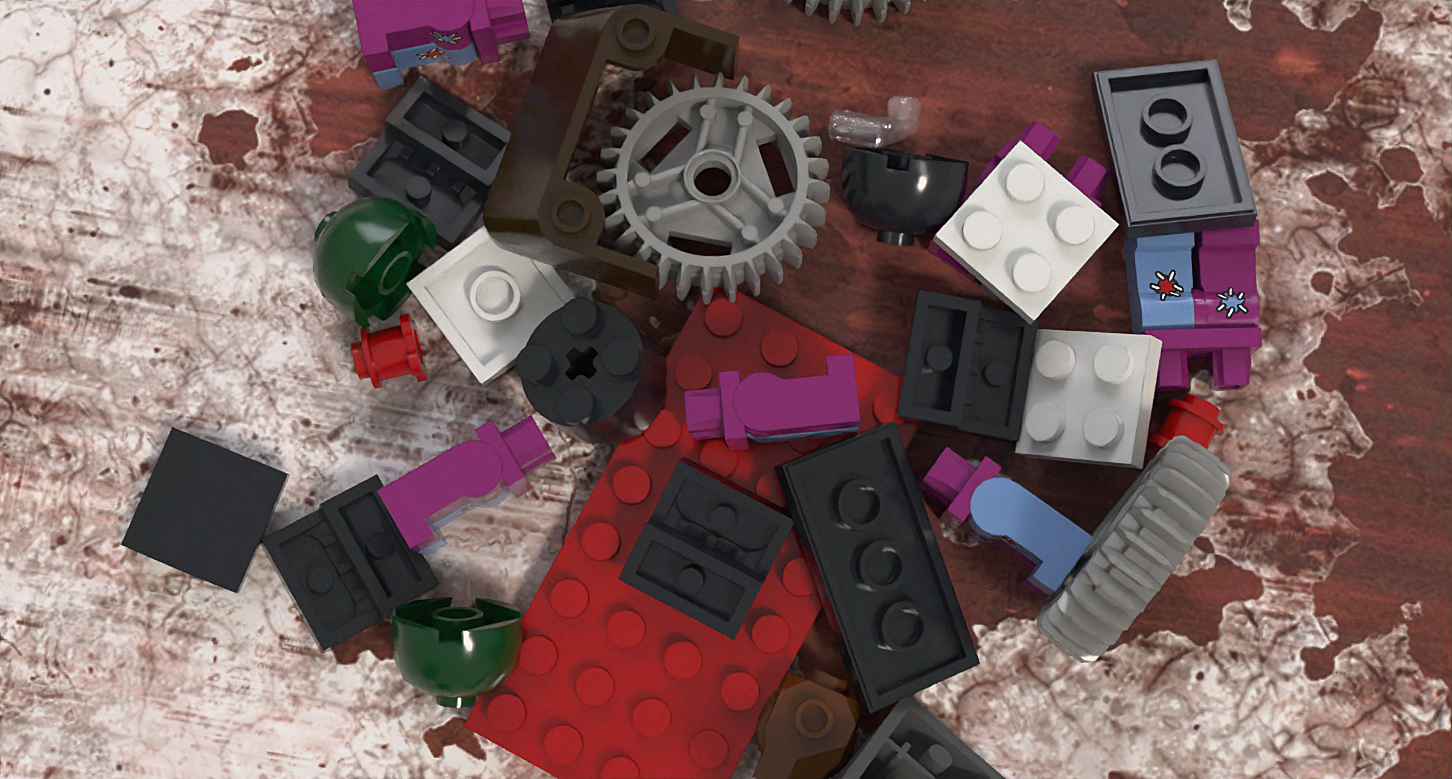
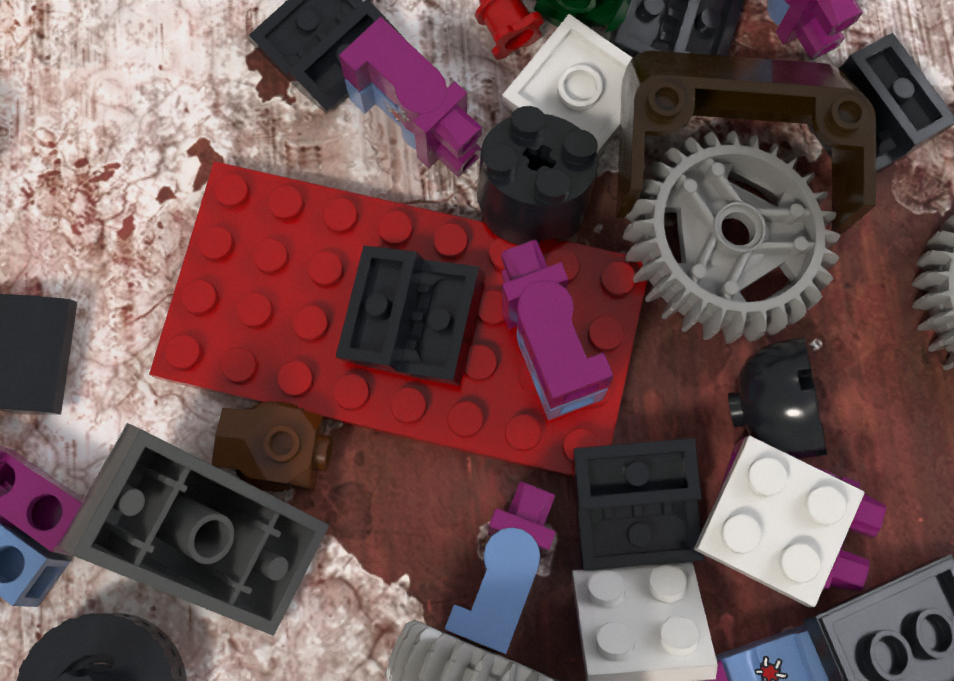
camera: 75 degrees right, 5 degrees down
(456, 649) = (272, 133): dark green cylinder -> none
(877, 130) = (829, 372): clear arm -> none
(877, 566) = (433, 467): black tile -> none

